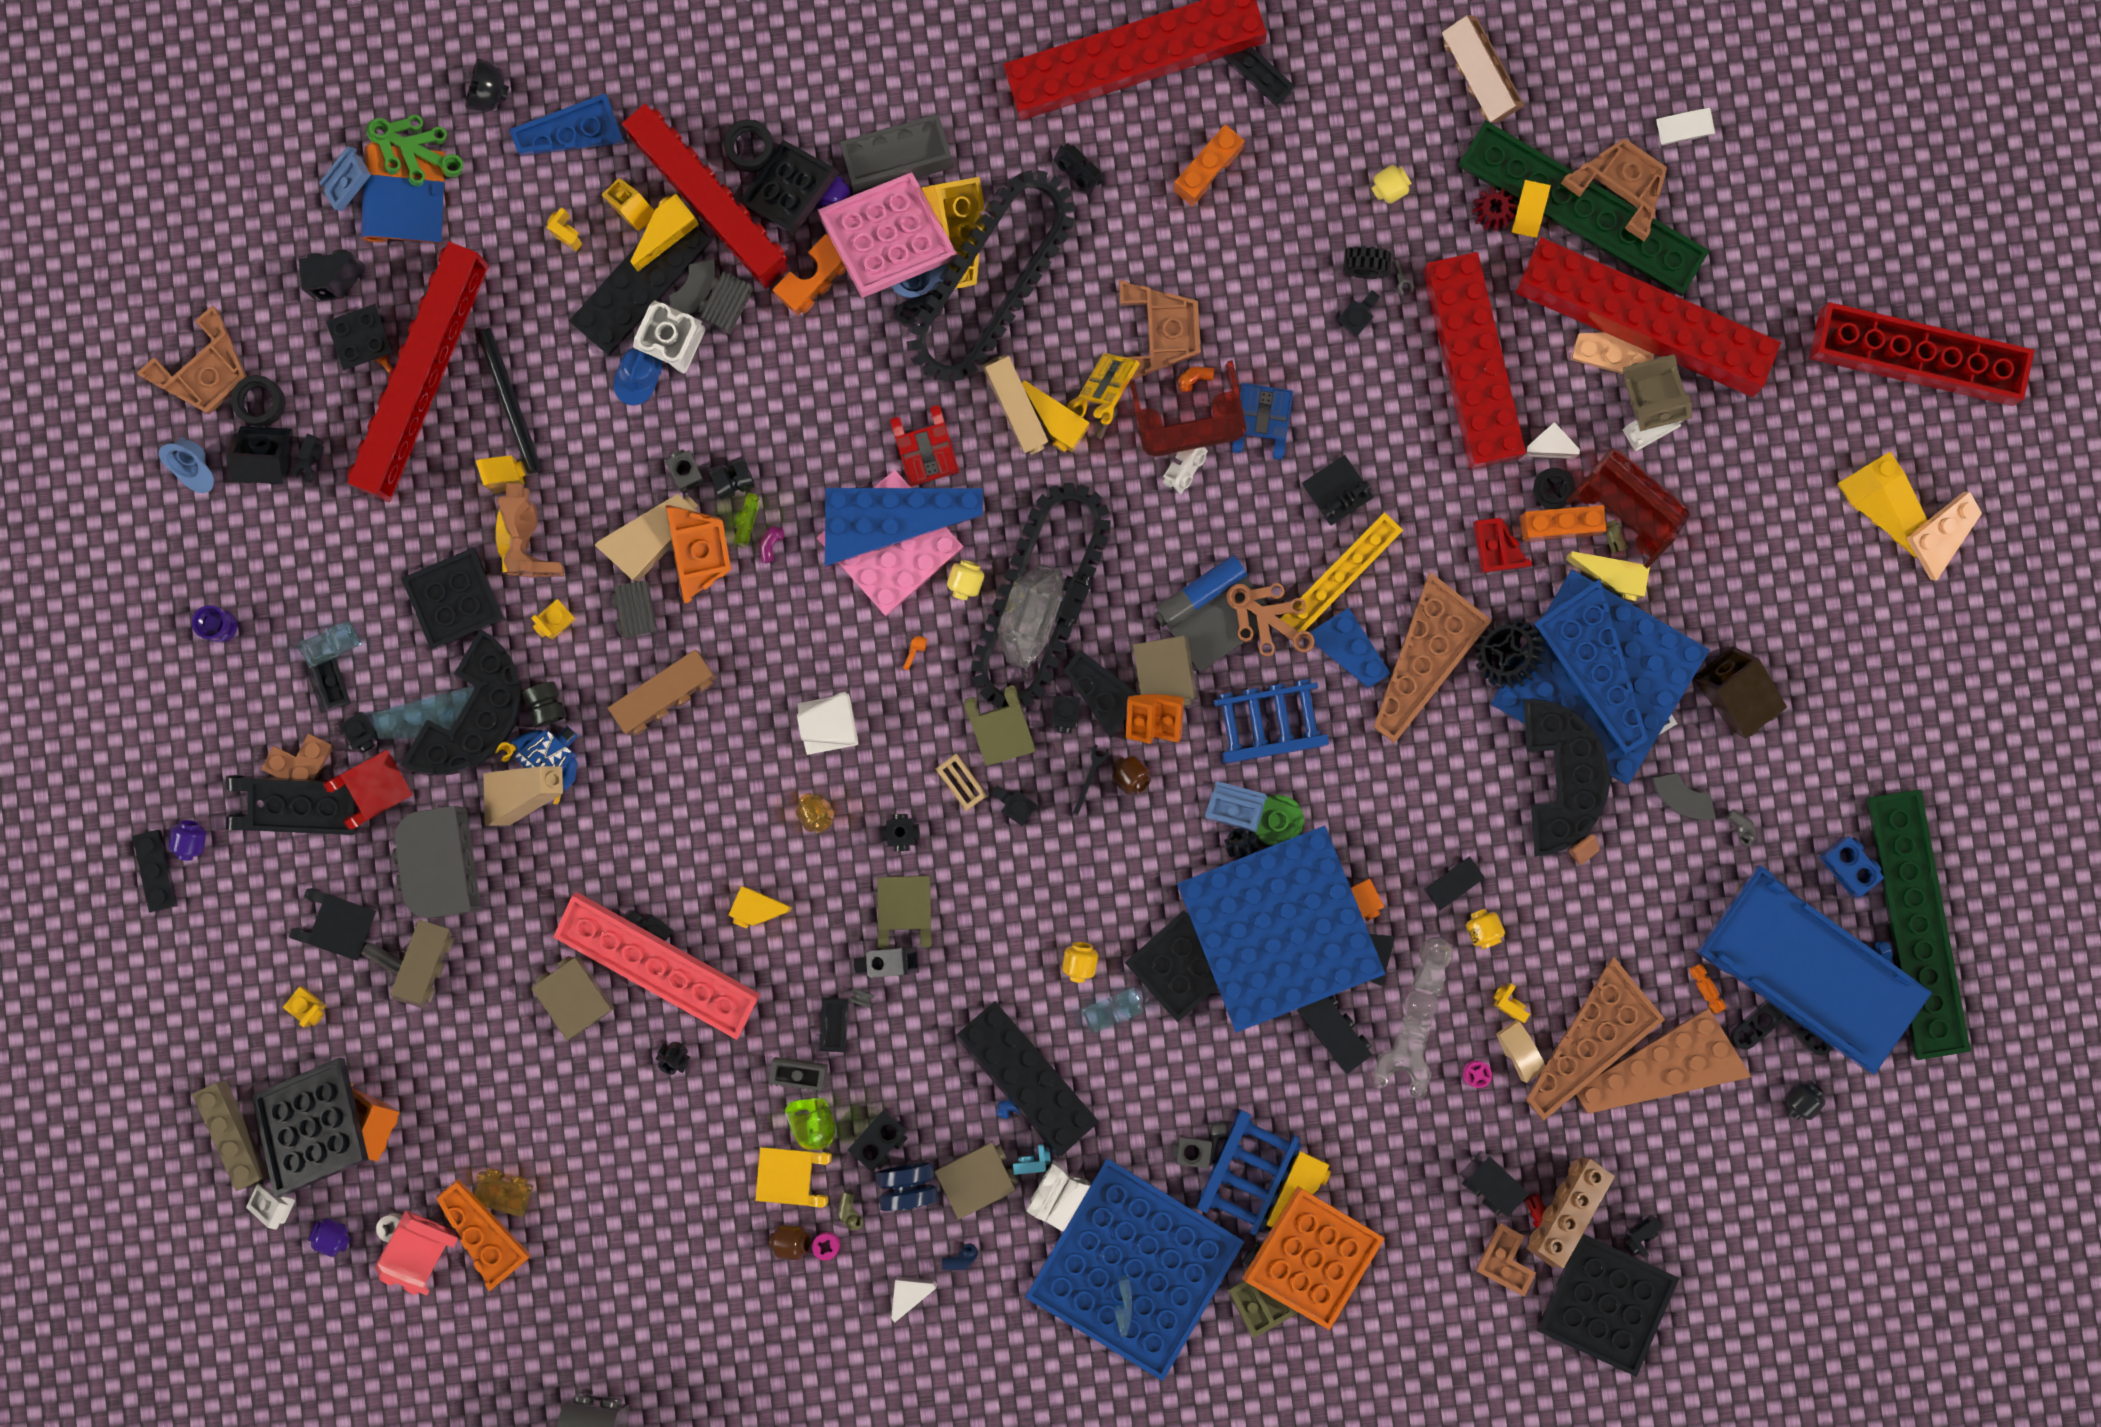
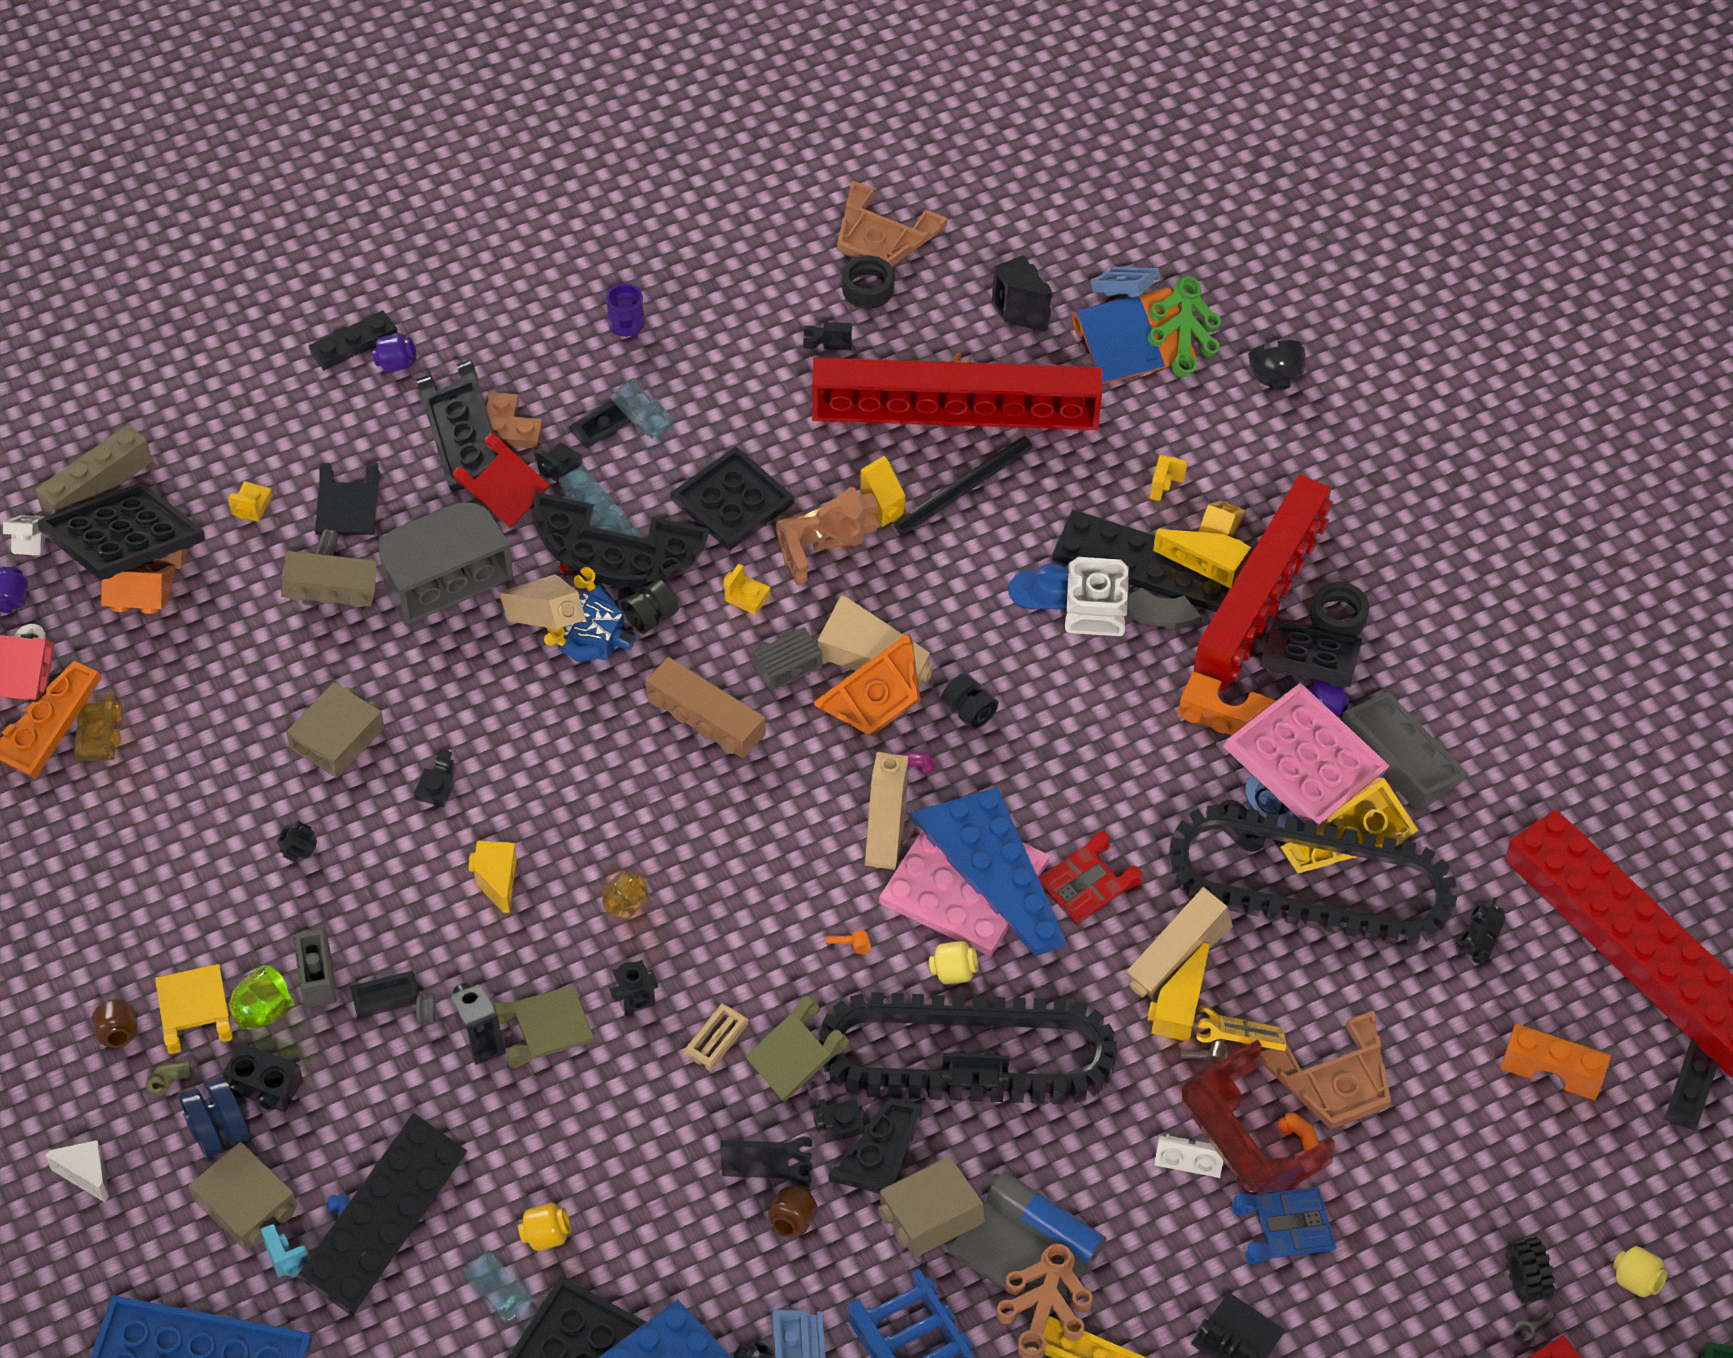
camera: 65 degrees right, 30 degrees down
(188, 464) = (781, 244): medium blue piece -> none
(260, 455) = (812, 297): black slope -> none
(359, 336) = (971, 338): black hinge -> none
(574, 127) = (1272, 448): blue wing -> none
(656, 965) = (396, 796): coral plate -> none
(690, 480) = (947, 658): dark grey brick -> none
(725, 302) = (1159, 640): dark grey brick -> none
(745, 520) = (929, 730): clear neon green plate -> none
(825, 585) = (886, 810): none -> tan slope
(827, 723) = (732, 875): white piece -> none
(828, 1241) = (126, 1069): dark pink wheel -> none
(962, 1260) = (140, 1217): dark blue arm -> none
(1016, 806) = (710, 1102): black plate -> none
(1030, 614) = (940, 1031): clear wedge -> none
(1057, 1196) = (247, 1284): white piece -> none
(1154, 717) = (871, 1209): orange slope -> none
(1357, 315) = (1461, 1289): black plate -> none

